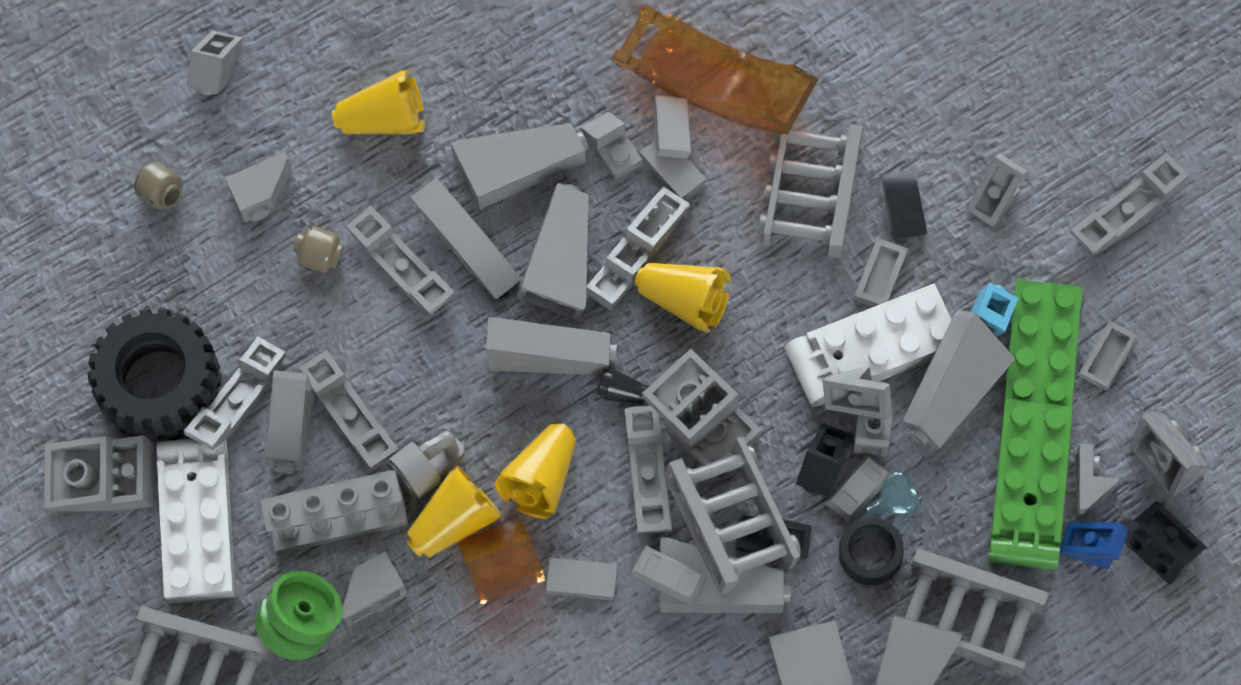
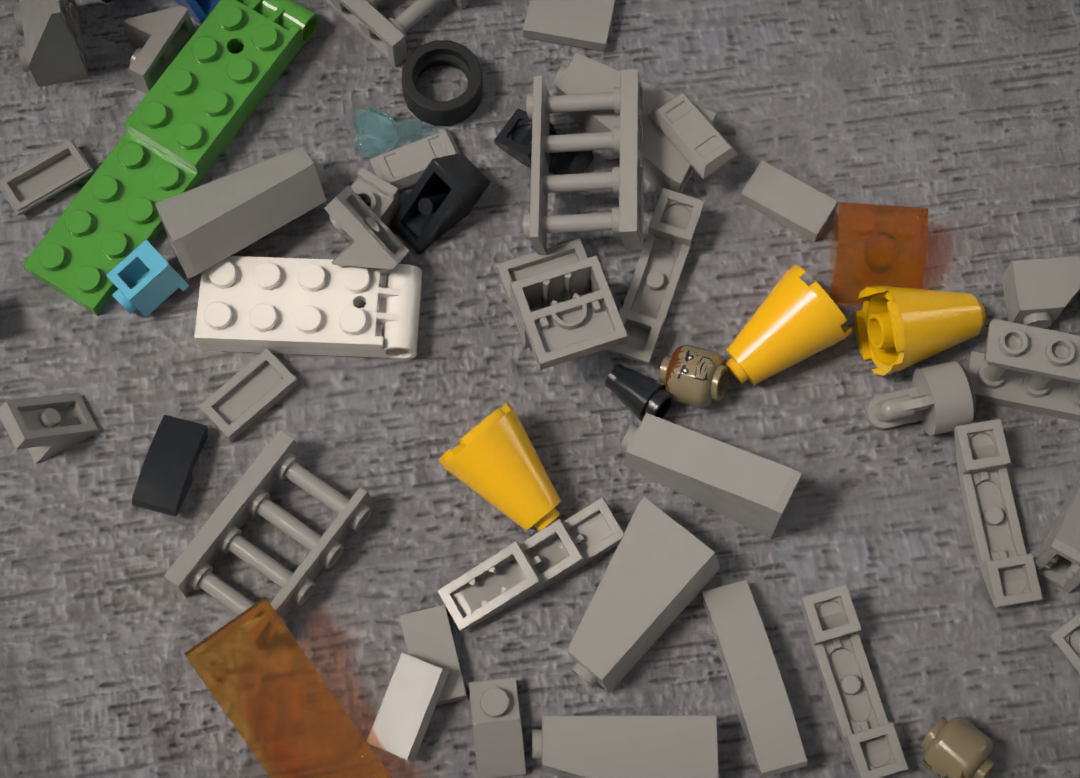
camera: 160 degrees left, 0 degrees up
(589, 413) = (695, 376): none -> dark tan head

